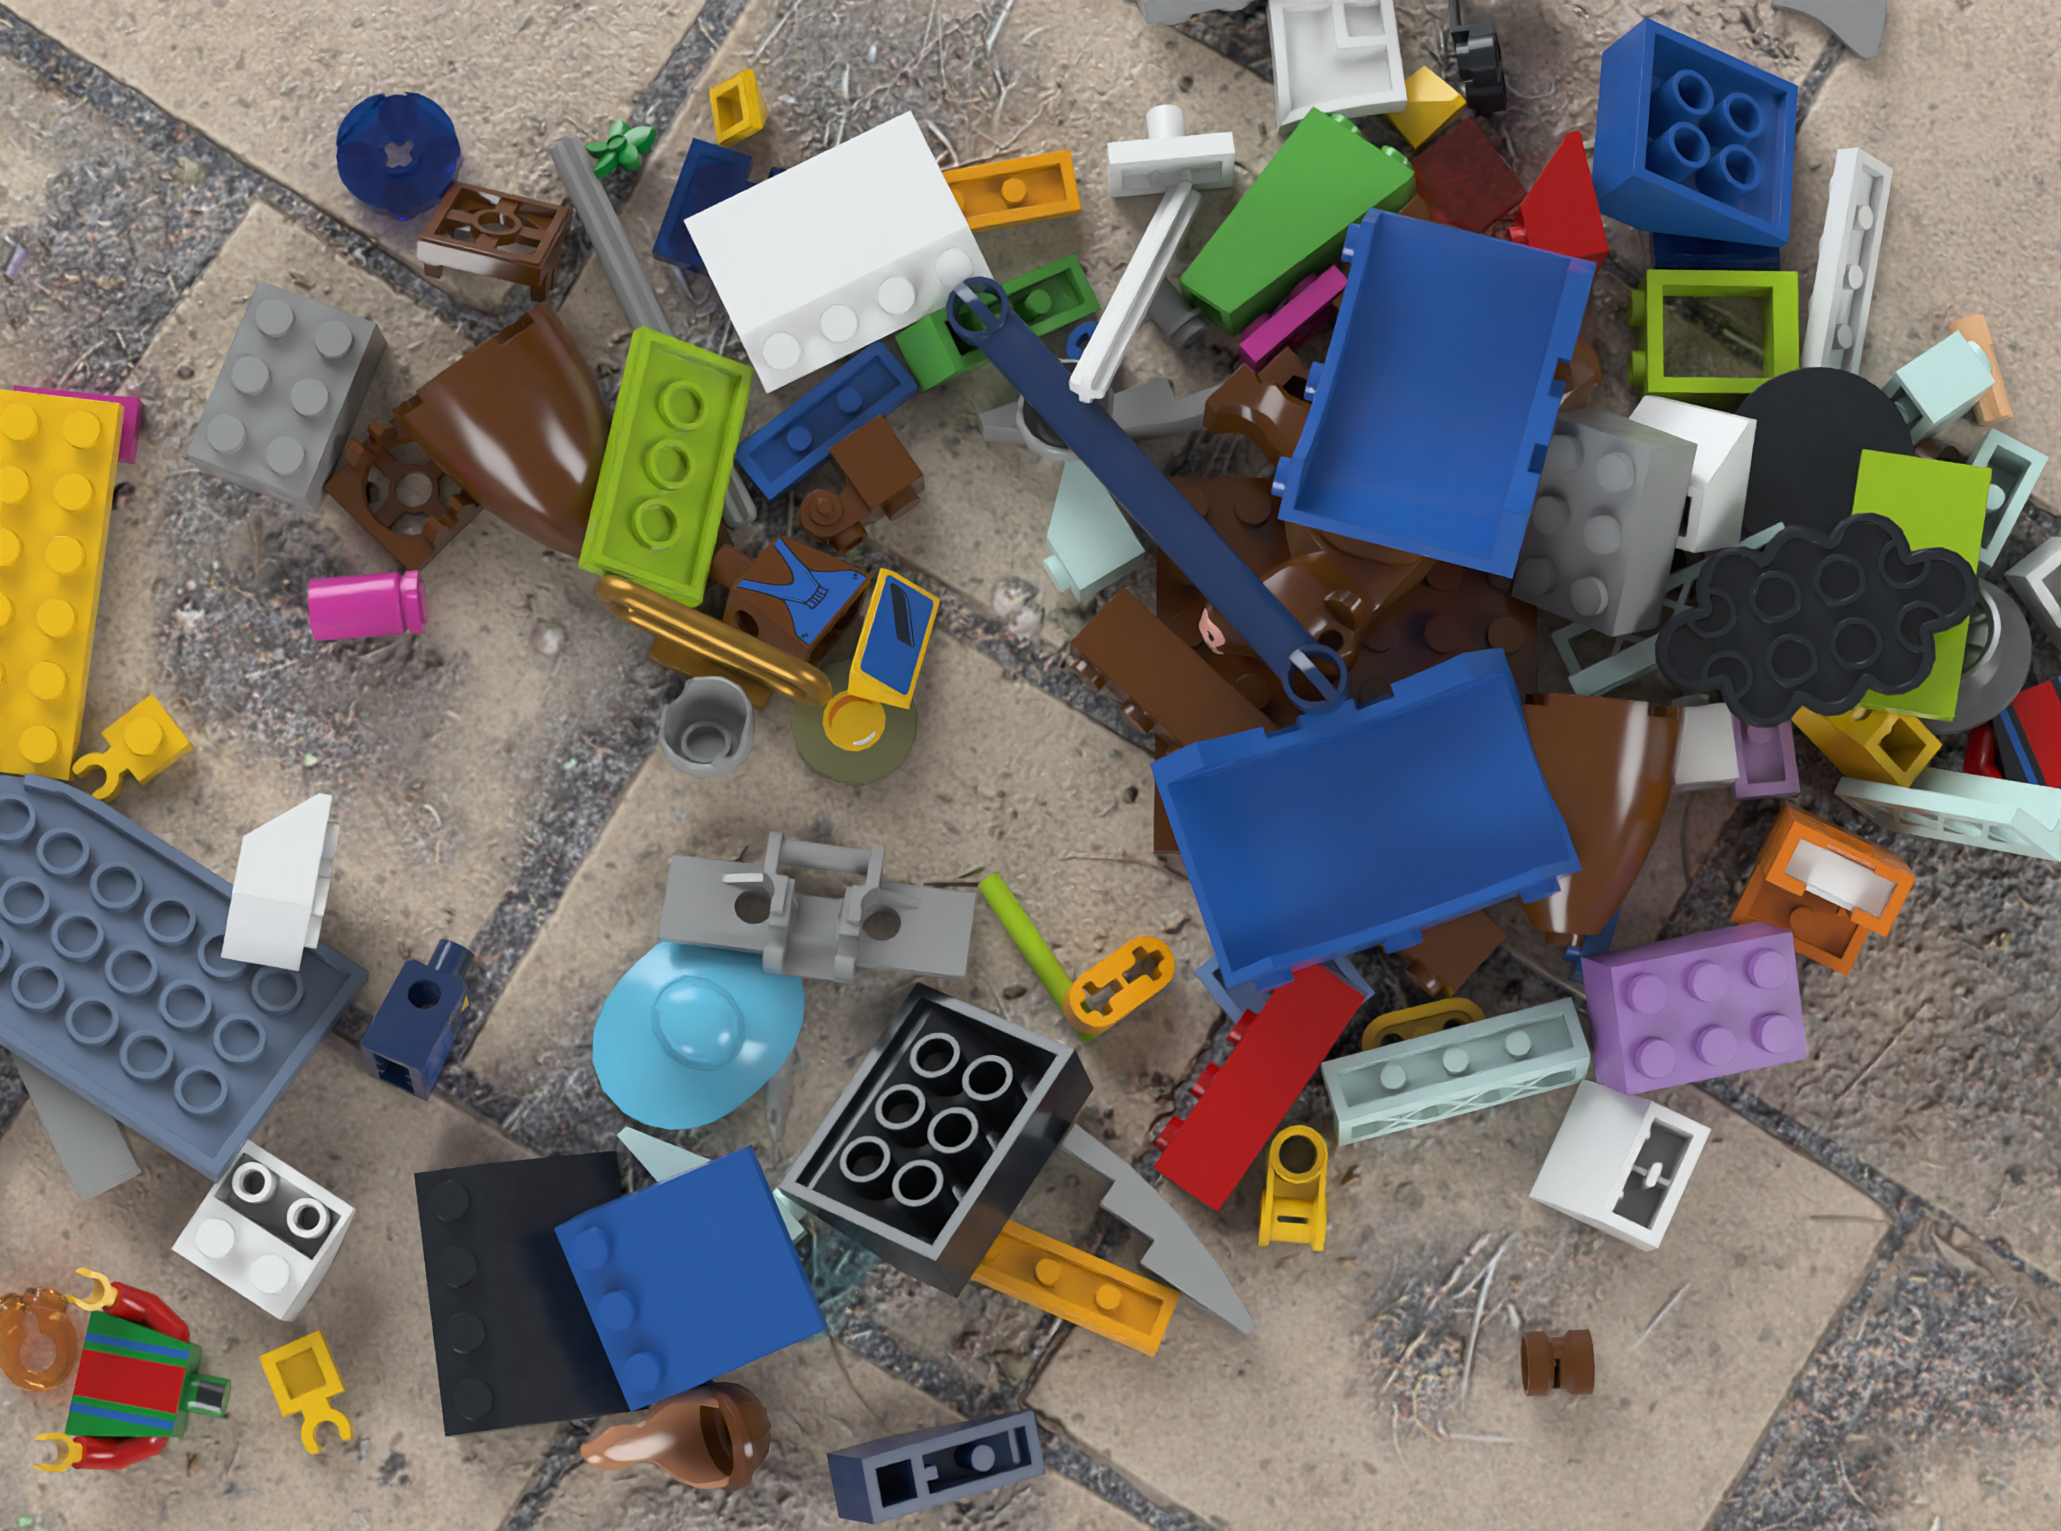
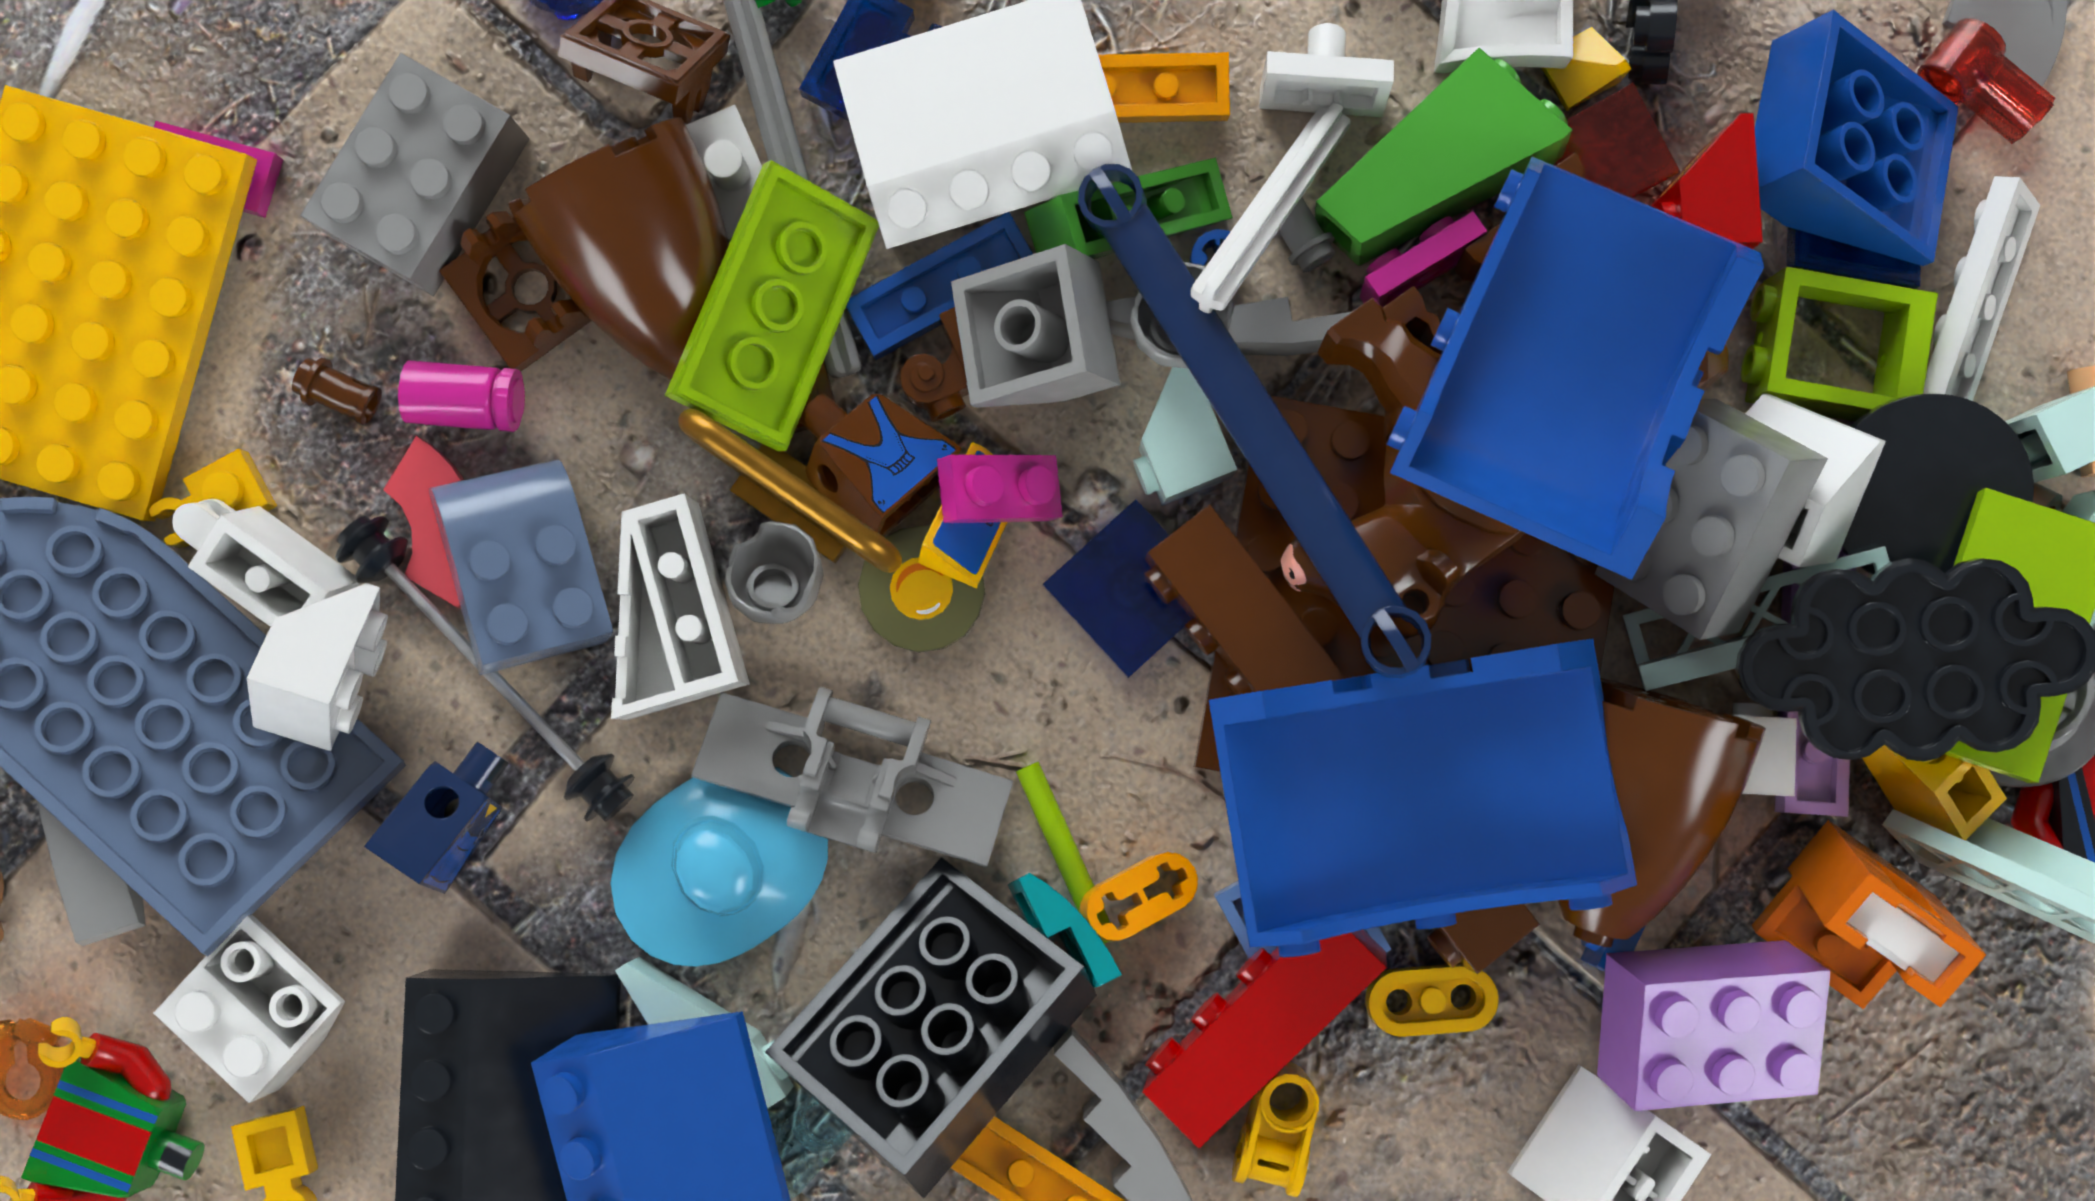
camera: 10 degrees right, 5 degrees up
(196, 796) = (258, 559): none -> white brick
(239, 621) = (333, 389): none -> reddish brown pin
(312, 775) = (381, 557): none -> black axle
(366, 734) = (409, 486): none -> coral tile
(457, 760) = (521, 565): none -> sand blue brick
(597, 335) = (728, 161): none -> white tile
(615, 787) = (672, 614): none -> white wedge
(916, 608) = (999, 488): none -> dark pink plate
(926, 448) = (1035, 330): none -> light grey slope
(1043, 1014) = (1053, 914): none -> teal slope
(1044, 698) = (1111, 597): none -> clear blue plate
(1456, 1071) = (1461, 1039): light aqua fence -> none
(1804, 50) = (1973, 71): none -> clear red piece

